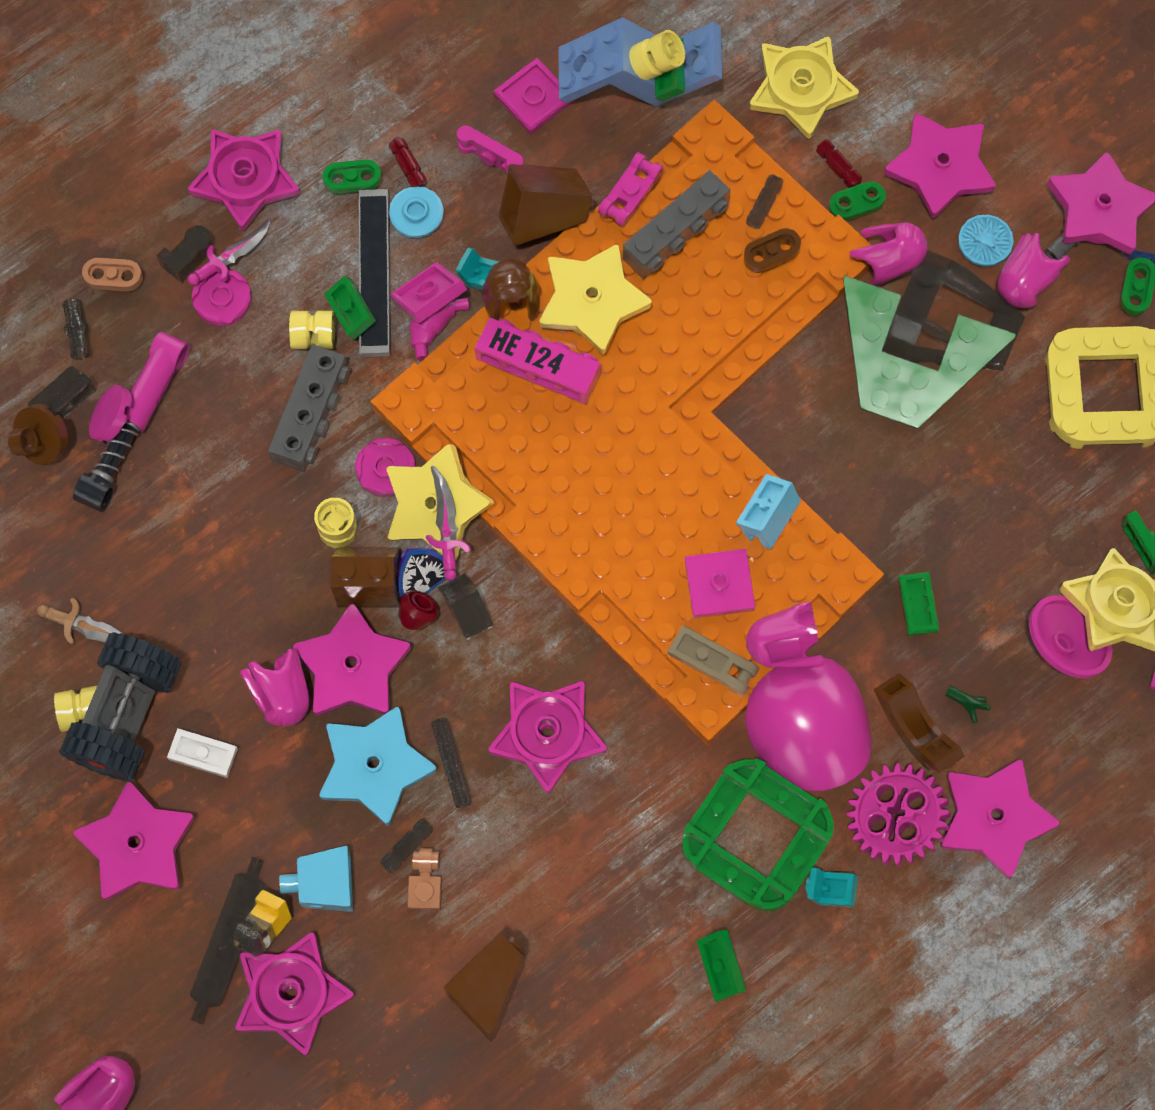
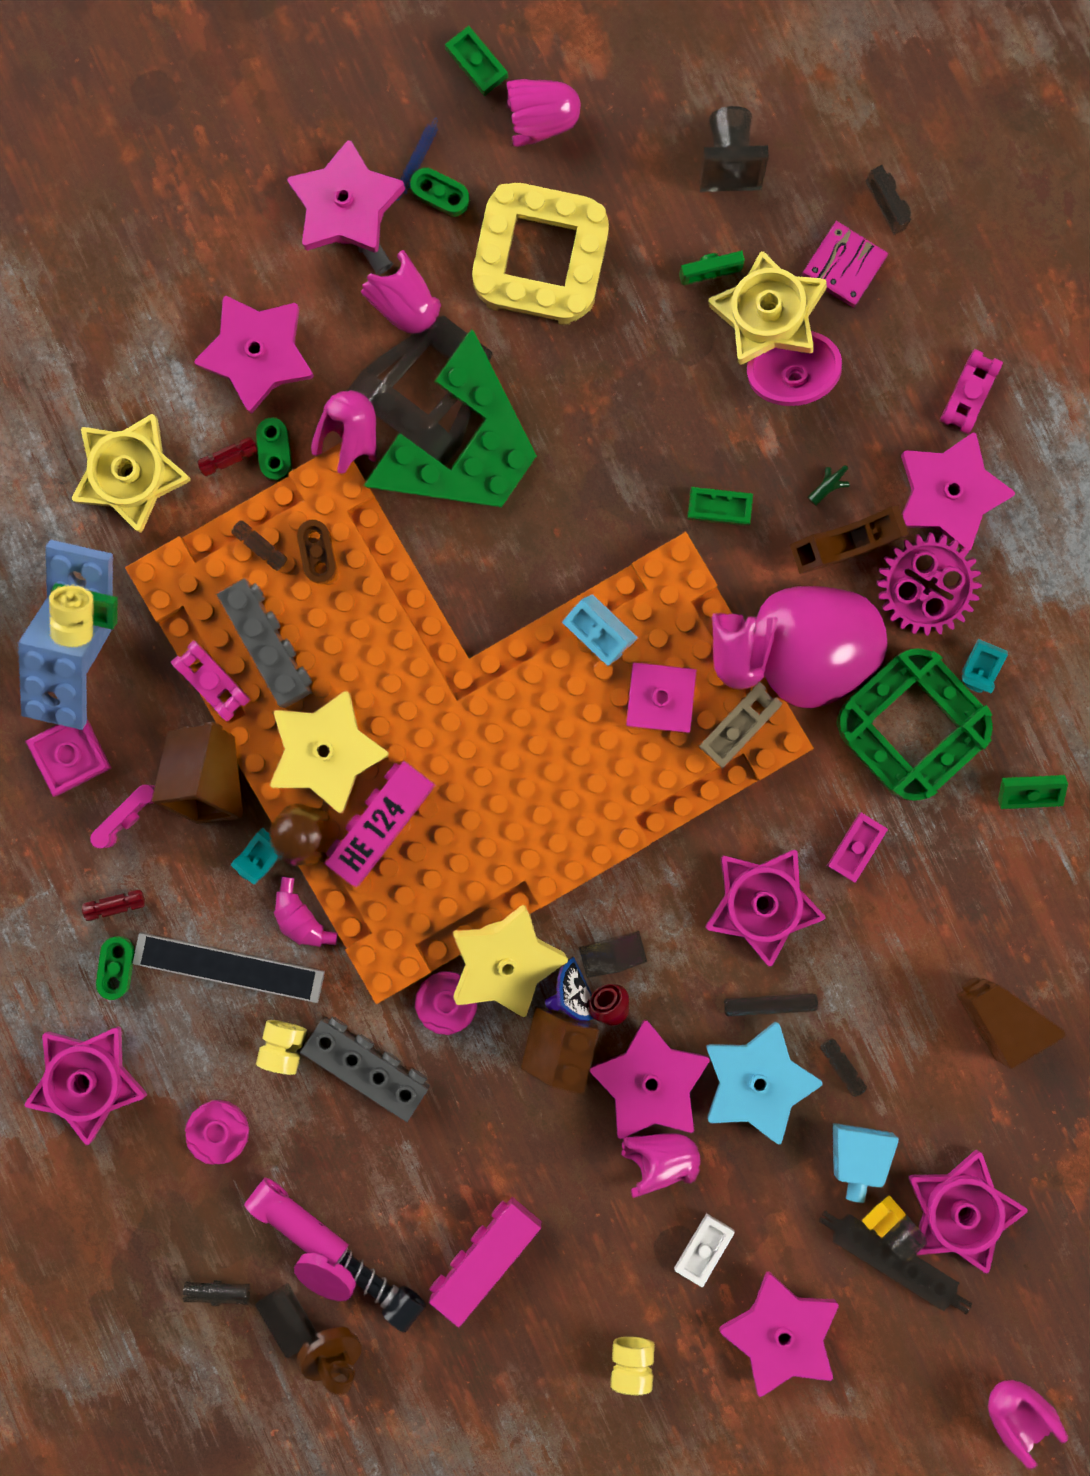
camera: 75 degrees left, 15 degrees up
(73, 621) = (543, 1339): medium nougat piece -> none
(114, 273) = (165, 1242): nougat plate -> none
(119, 706) = (672, 1346): black plate -> none
(152, 554) = (485, 1261): none -> dark pink brick
(187, 254) = (160, 1157): clear smoke leg -> none
(231, 253) = (172, 1113): piece -> none
(336, 522) = (499, 1067): light yellow wheel -> none
(349, 307) = (266, 1003): green plate -> none
(416, 212) = (171, 908): medium azure wheel -> none
(425, 890) = (889, 1058): nougat plate -> none
(427, 292) = (270, 918): dark pink tile -> none
(446, 523) = (536, 957): piece -> none
(623, 808) = (857, 847): none -> dark pink plate
(985, 240) = (350, 330): medium azure wheel -> none
(1100, 817) = (971, 391): none -> dark pink plate

